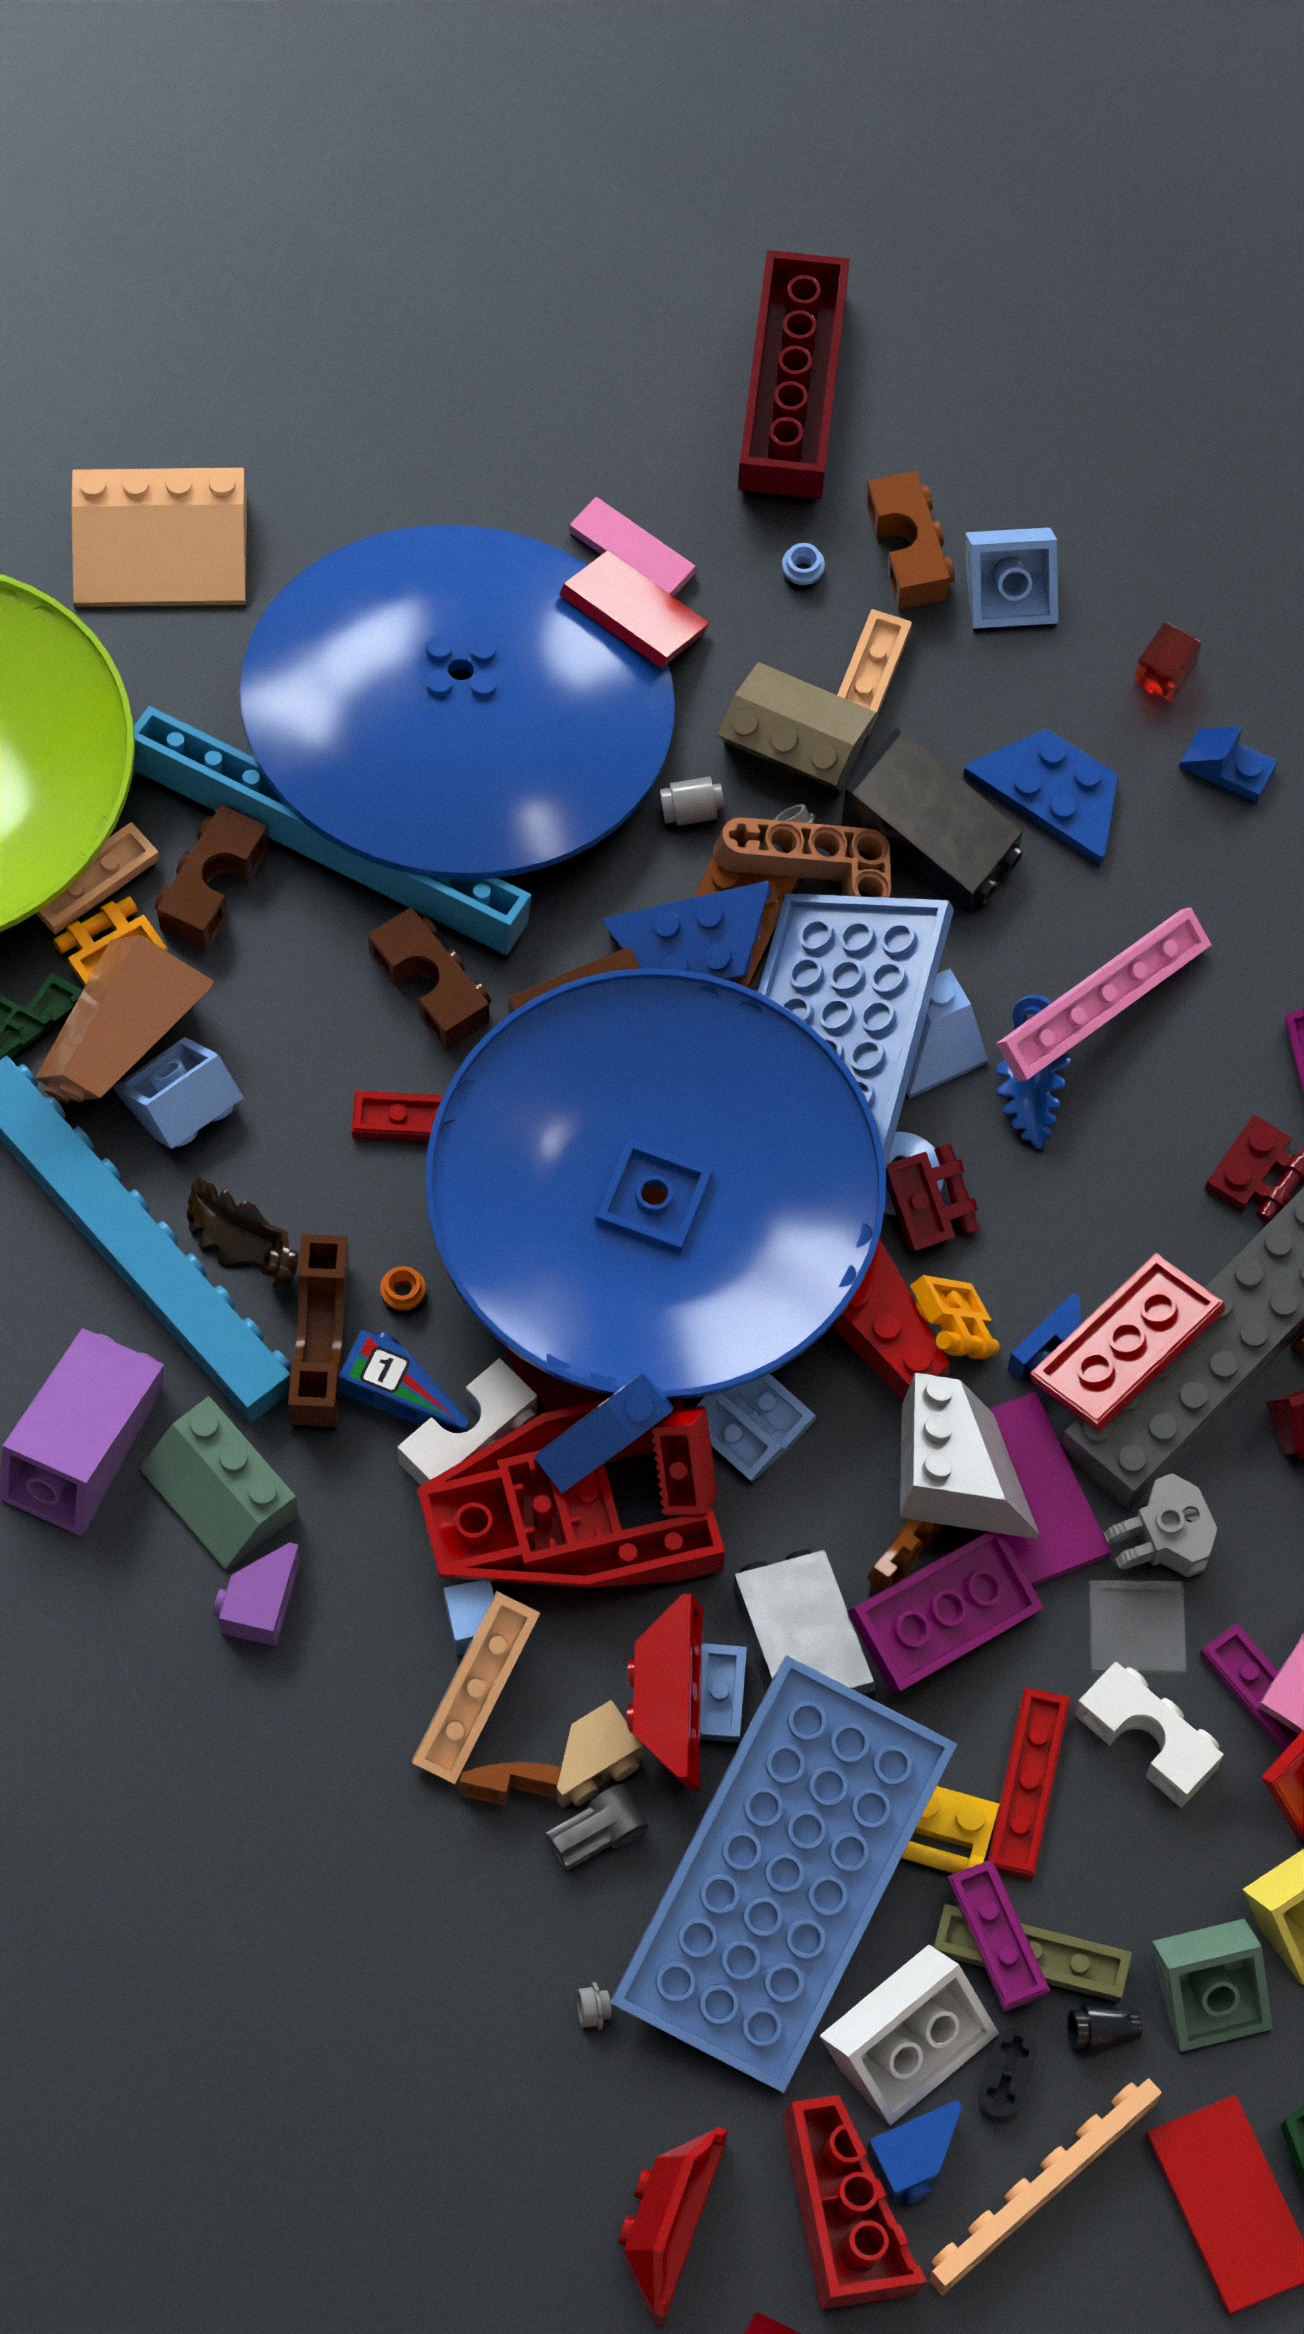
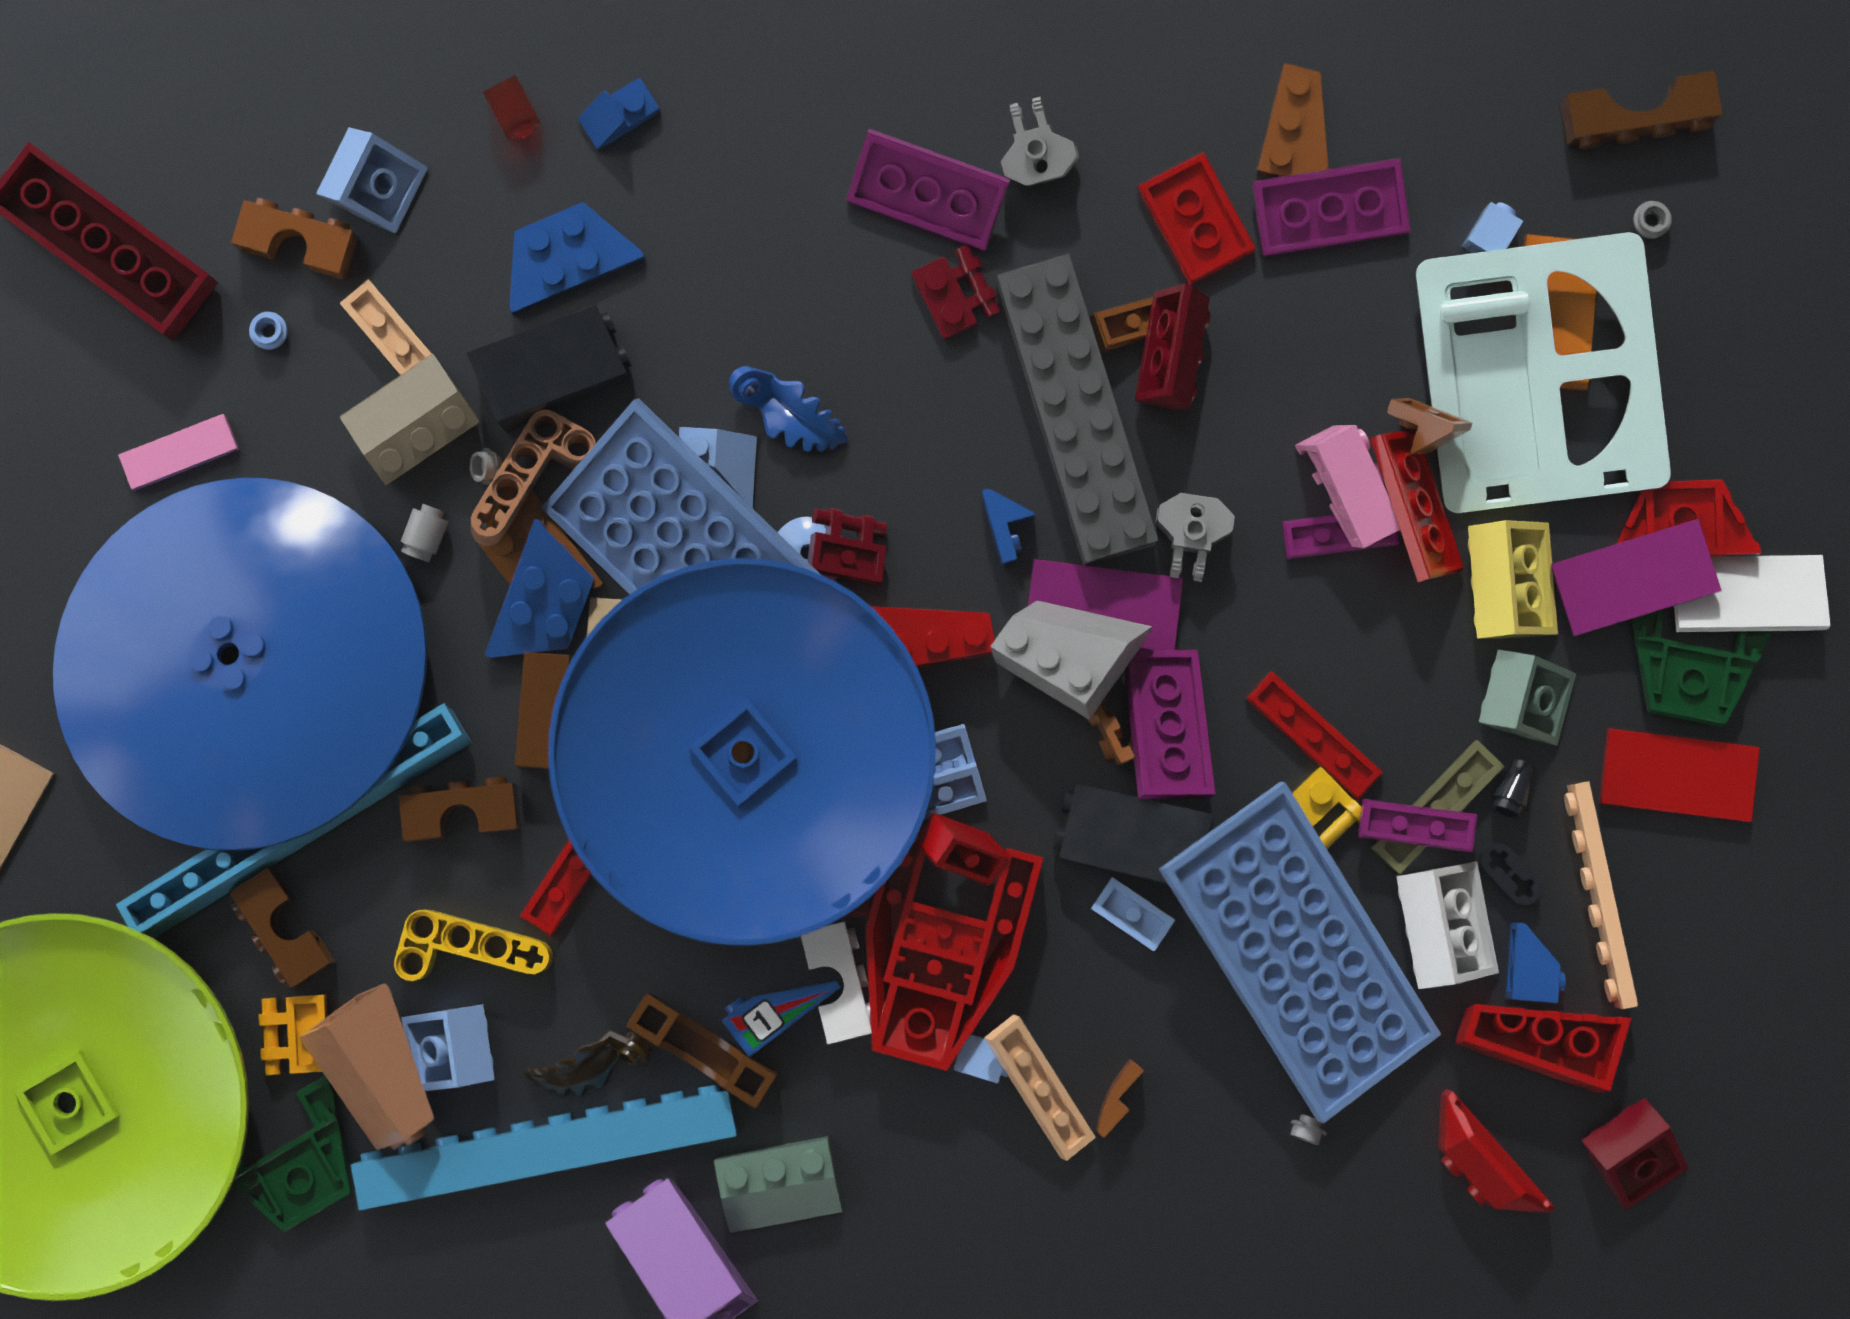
camera: 60 degrees left, 20 degrees up
(120, 861) = (229, 987): light nougat plate -> none
(259, 1597) = (881, 1202): medium lavender slope -> none
(300, 1064) = (476, 948): none -> yellow beam
(402, 1276) = (685, 967): orange plate -> none
(596, 1752) = (1128, 1026): tan slope -> none
(604, 1432) = (917, 895): blue slope -> none
(608, 1821) = (1184, 1045): flat silver piece -> none
(634, 609) = (237, 484): tile -> none
(669, 1690) = (1128, 959): red wedge -> none
(960, 1315) = (943, 584): light orange plate -> none
(1103, 994) = (762, 325): bright pink plate -> none
(1124, 1703) = (1361, 620): white arch -> none
(1127, 1342) = (1047, 477): tile -> none
(1137, 1626) = (1245, 592): clear tile -> none

